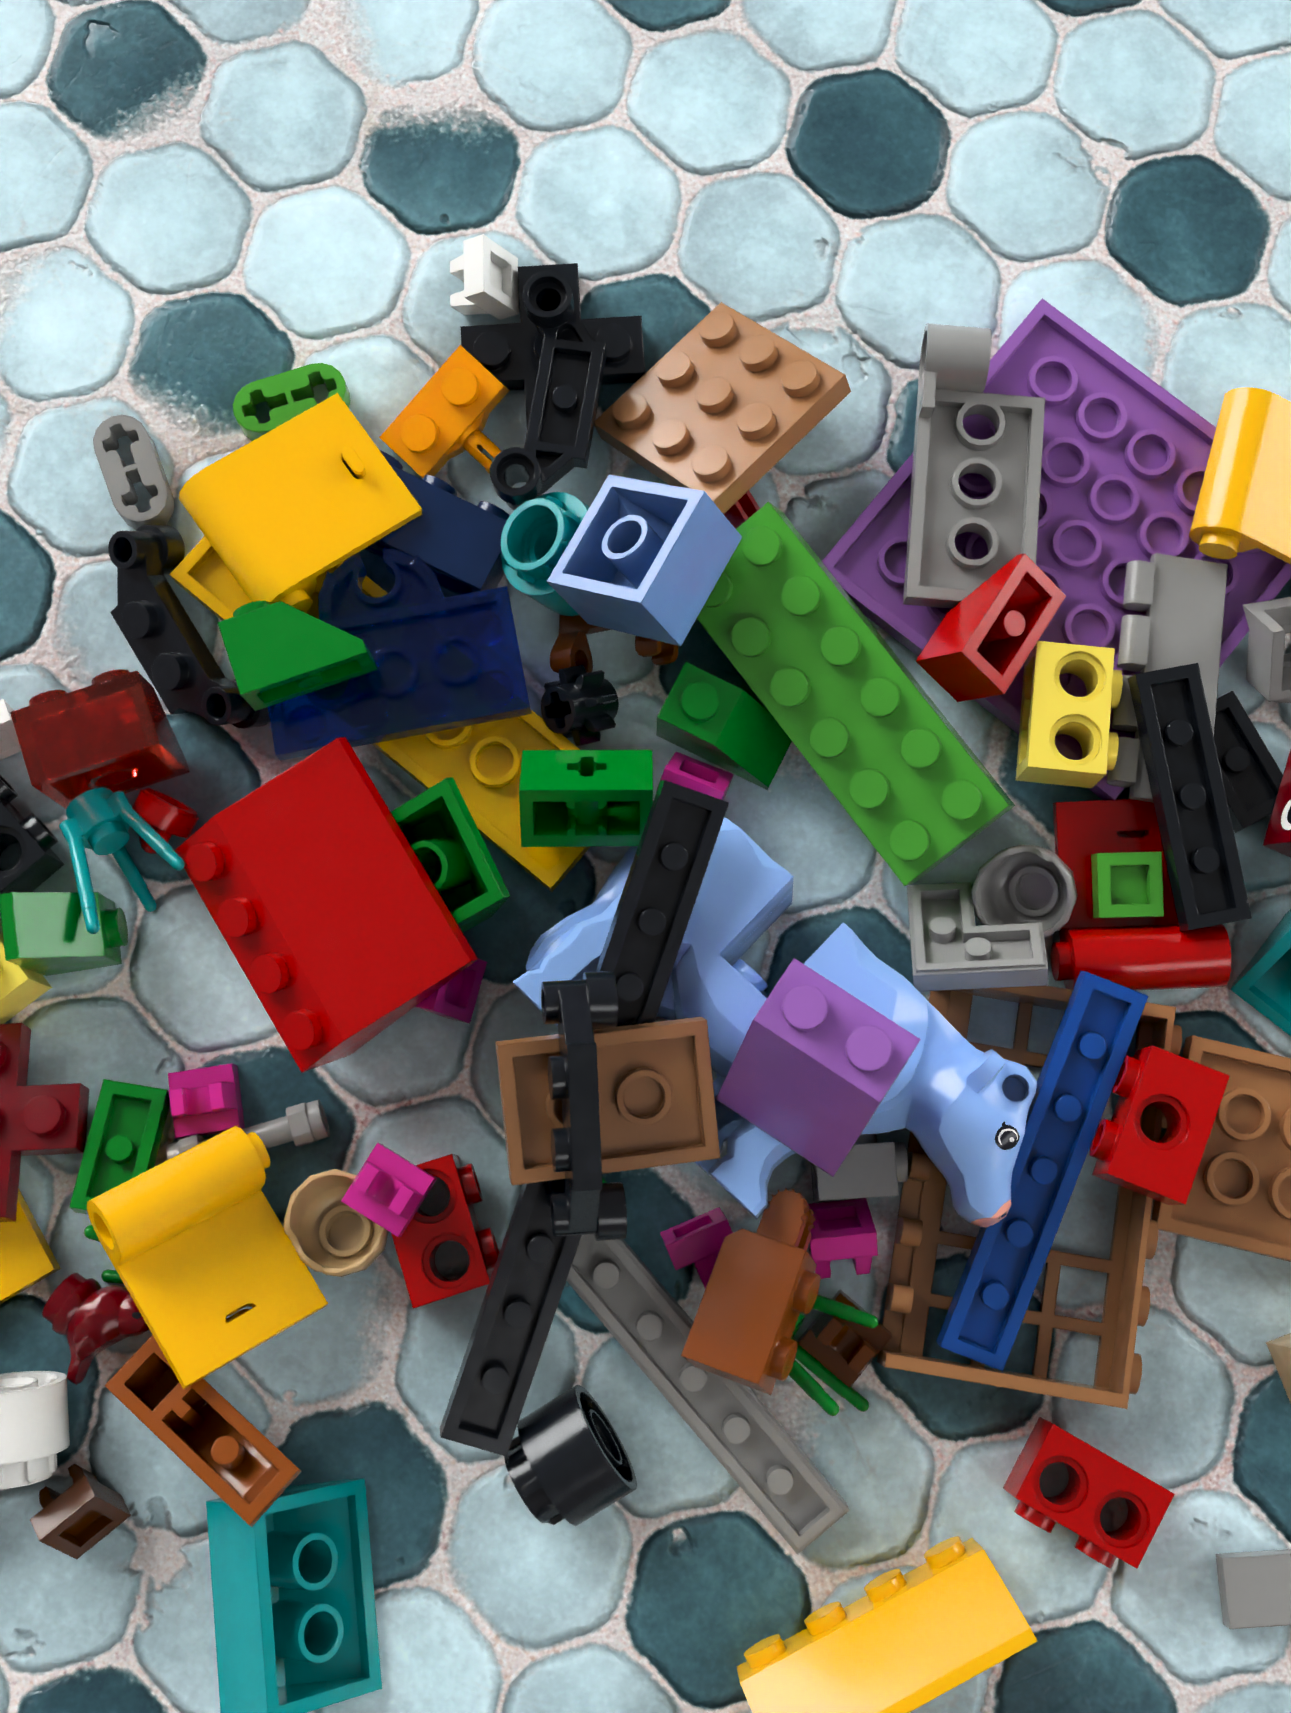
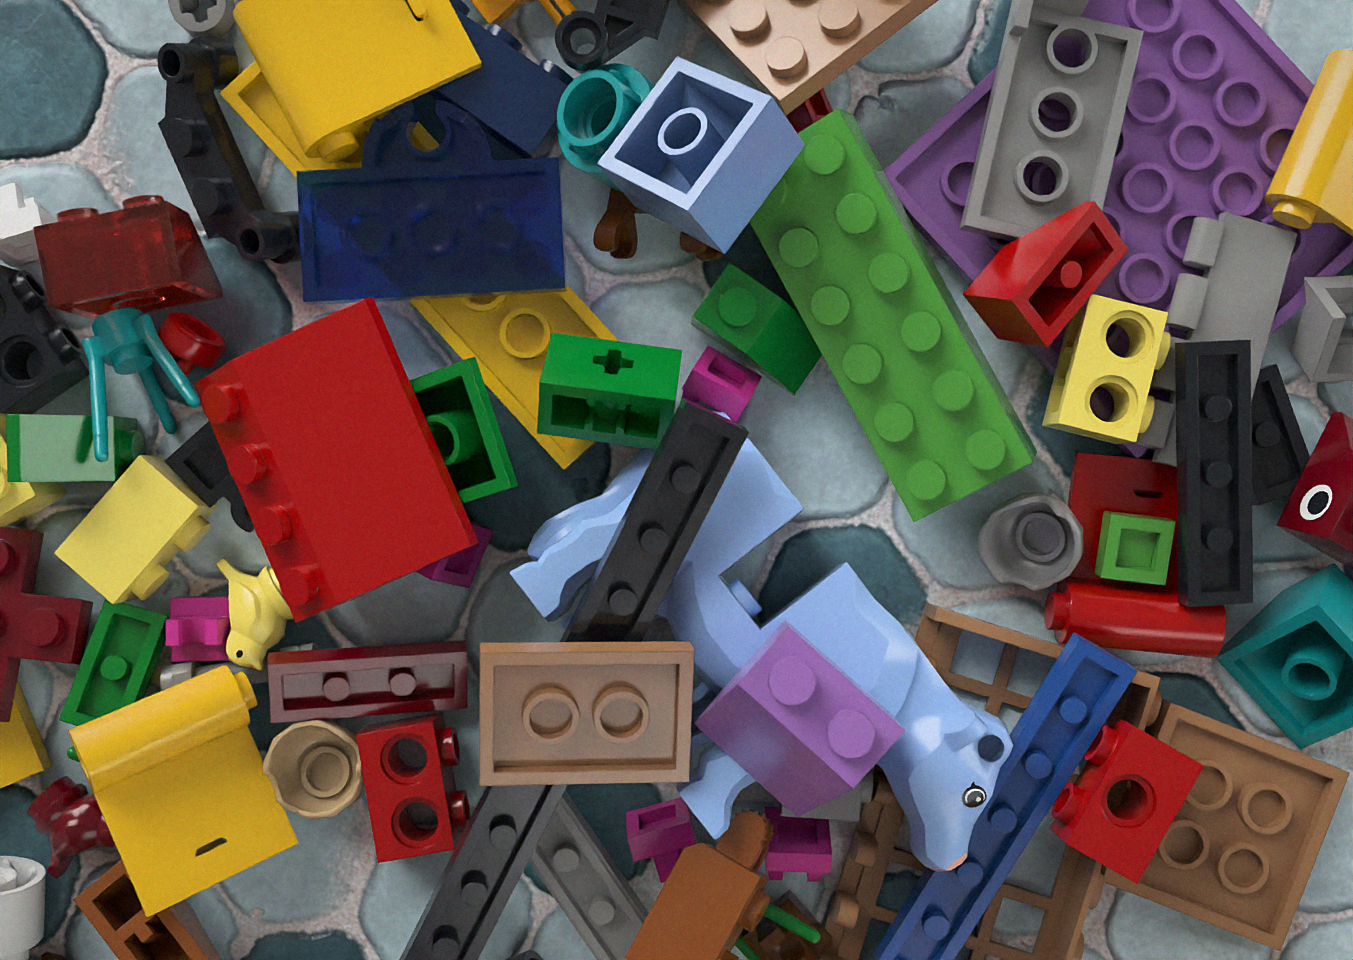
camera: 10 degrees right, 10 degrees up
(129, 1008) = (136, 531): none -> light yellow brick
(198, 941) = (206, 472): none -> black plate
(259, 1075) = (256, 614): none -> light yellow animal
(288, 653) = (320, 202): green slope -> none
(389, 1189) = (366, 750): dark pink tile -> none
(403, 1118) = (367, 681): none -> plate
(573, 1076) = (552, 811): black plate -> none
(579, 705) = (617, 287): black gear -> none
(958, 955) = (958, 599): light grey tile -> none

